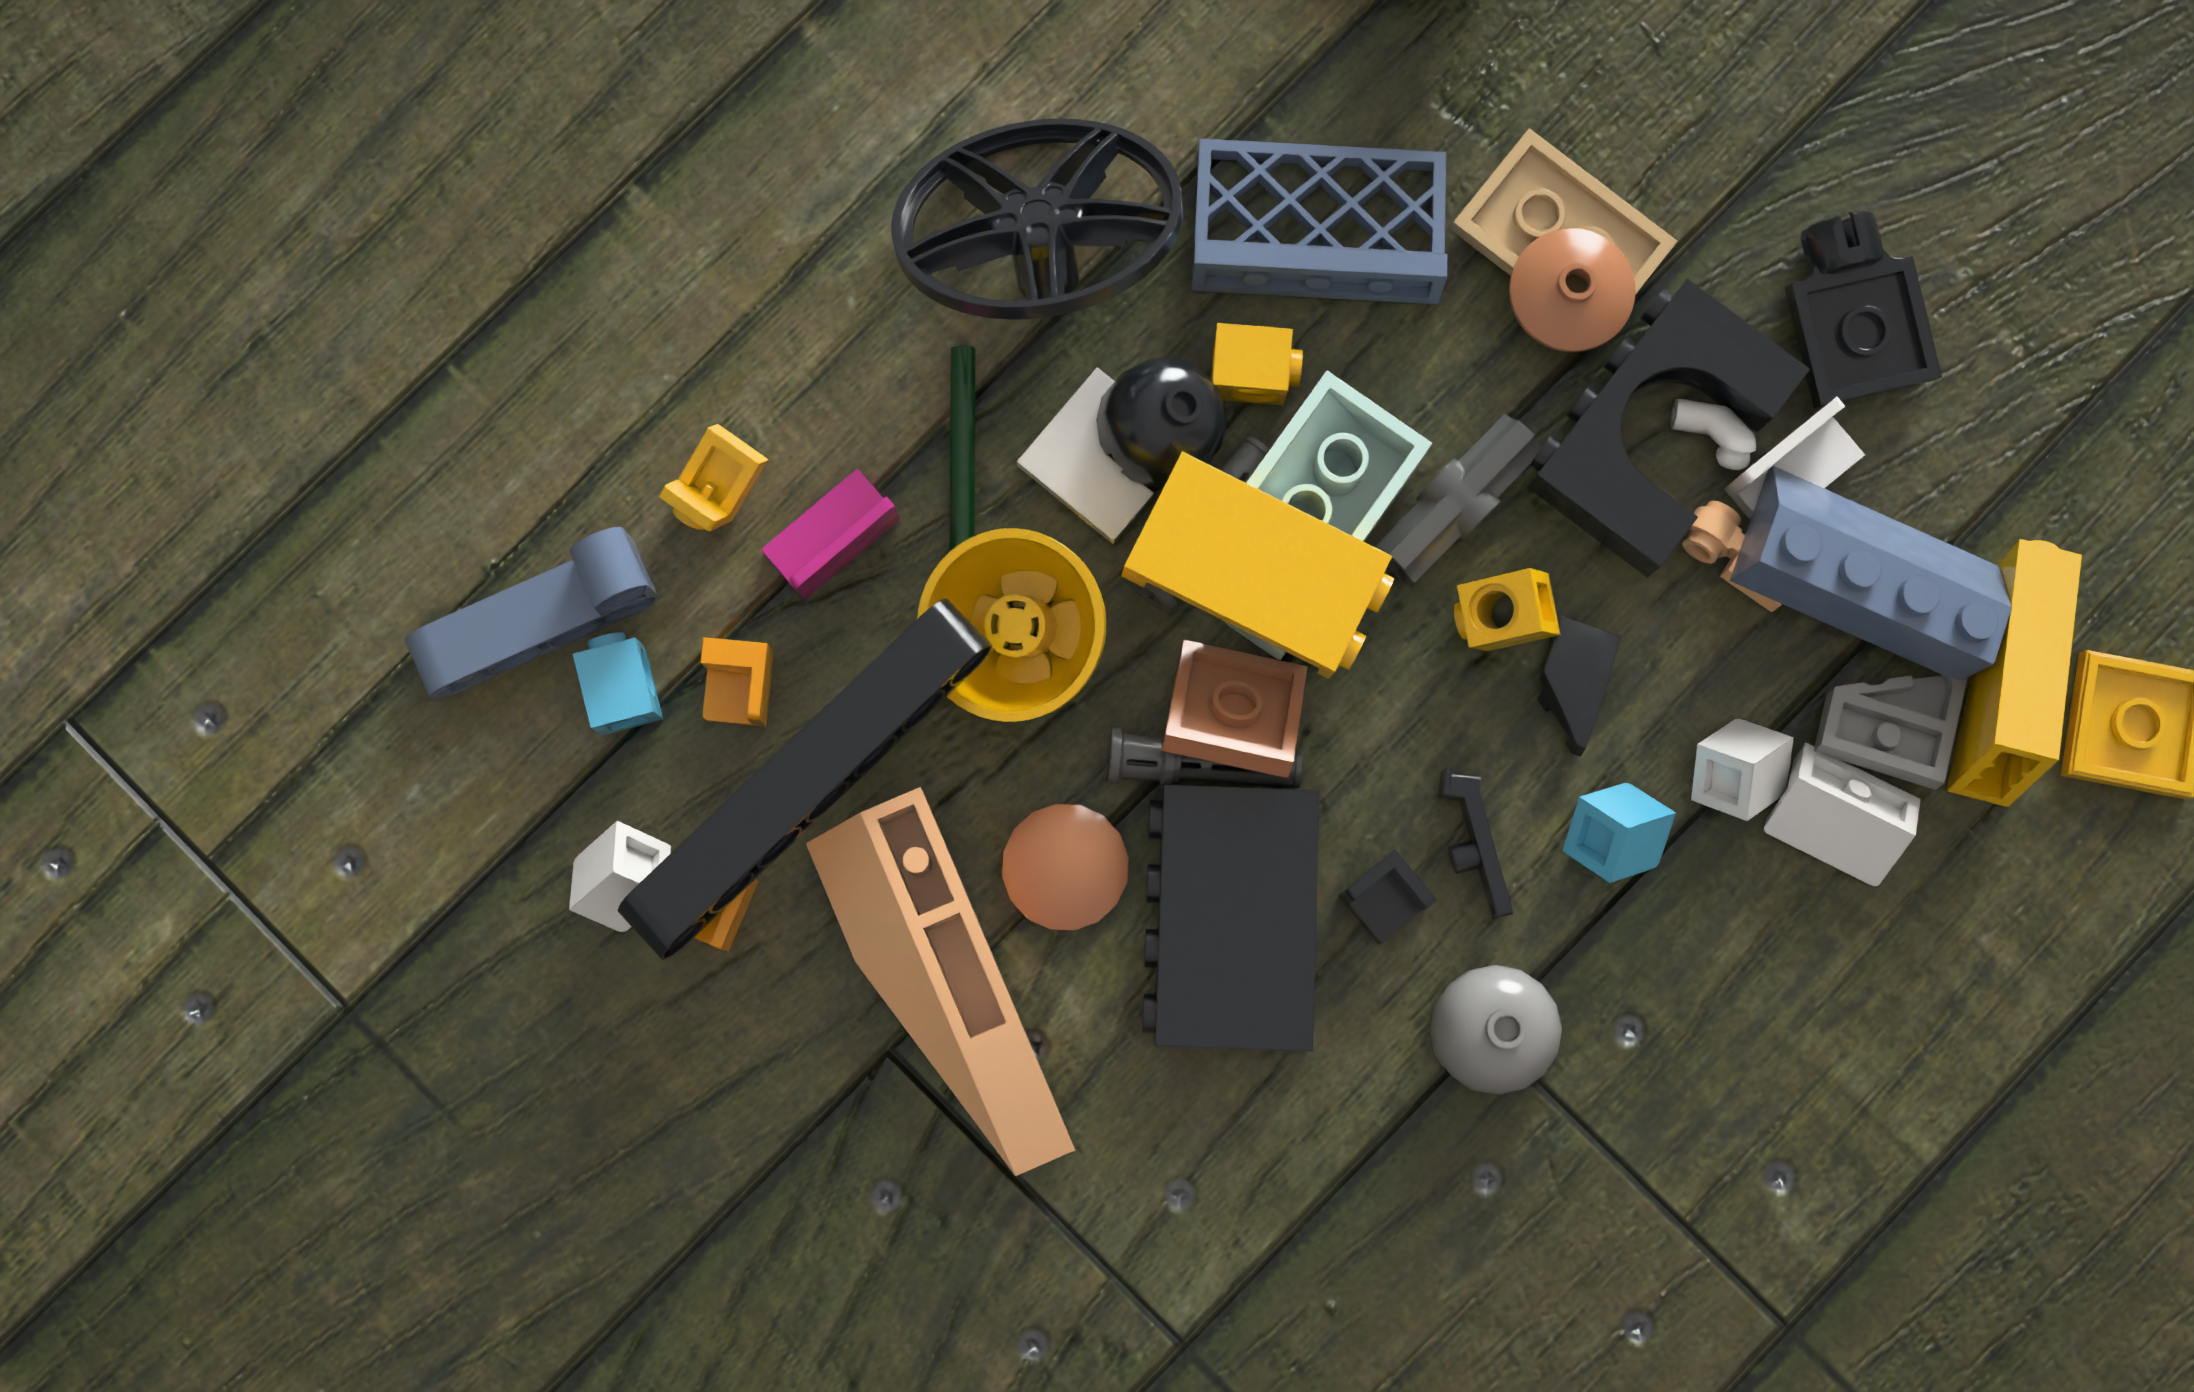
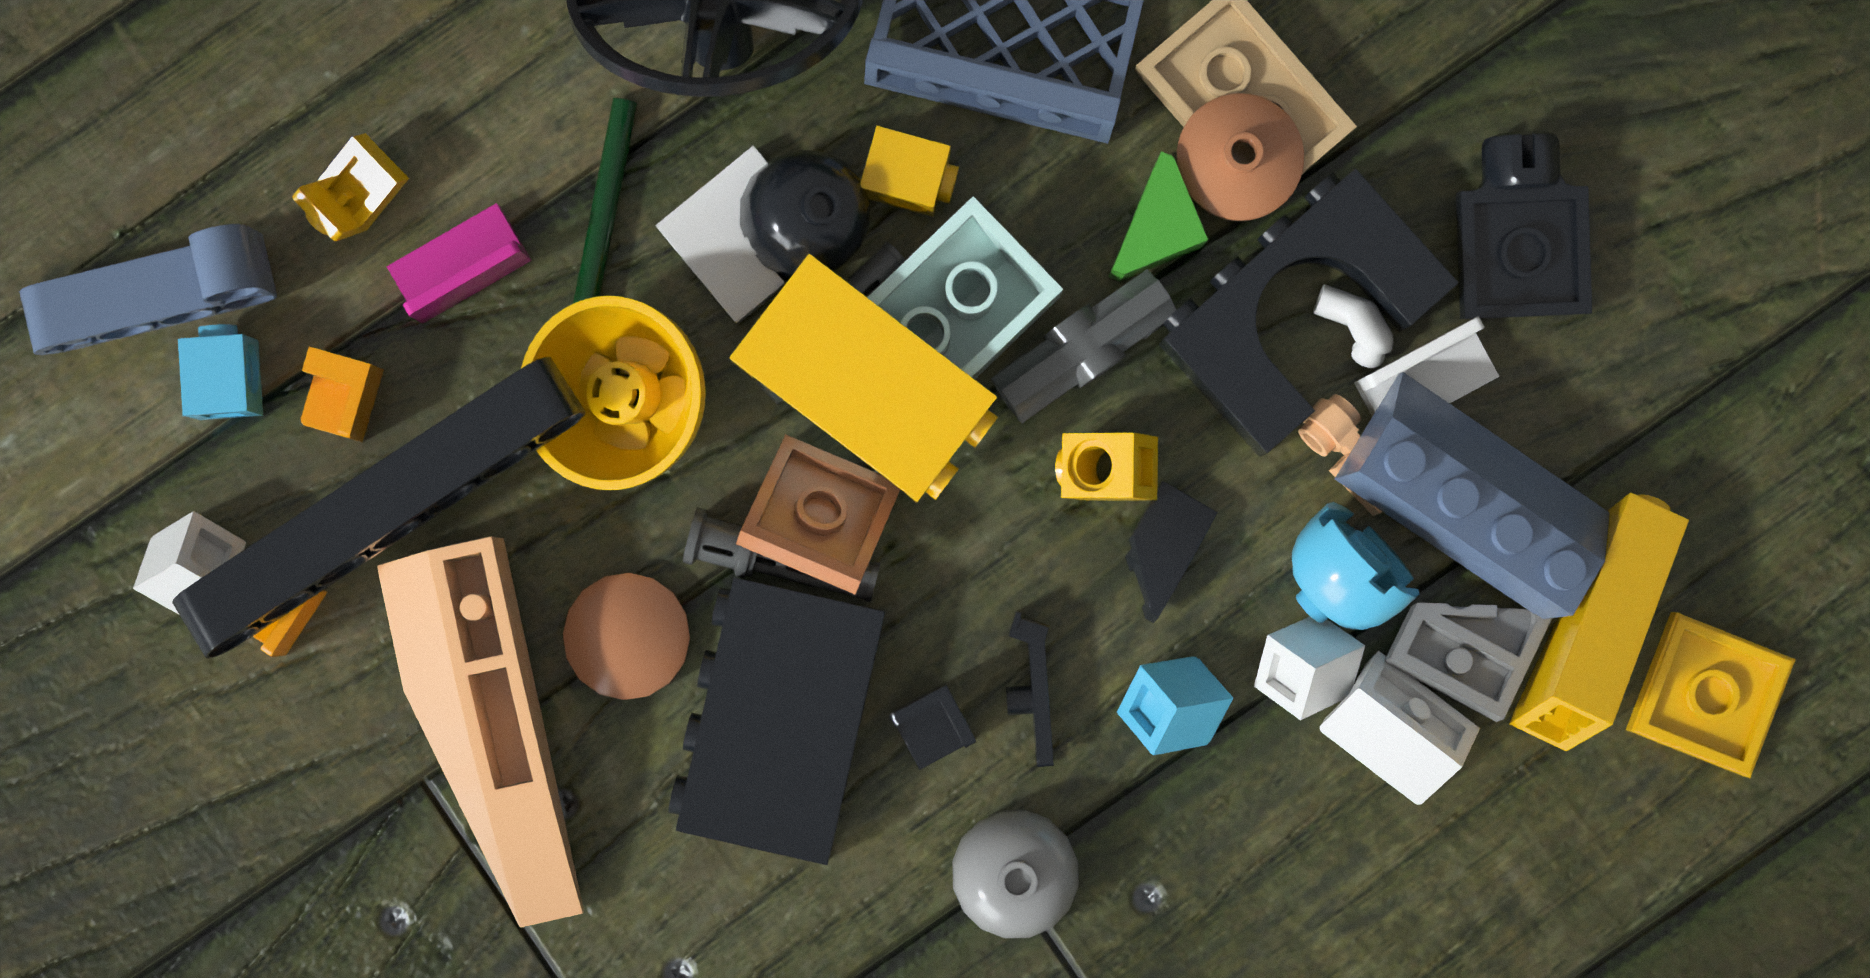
camera: 10 degrees right, 5 degrees up
(1509, 367) = (1162, 225): none -> bright green slope
(1761, 670) = (1348, 572): none -> medium azure cylinder

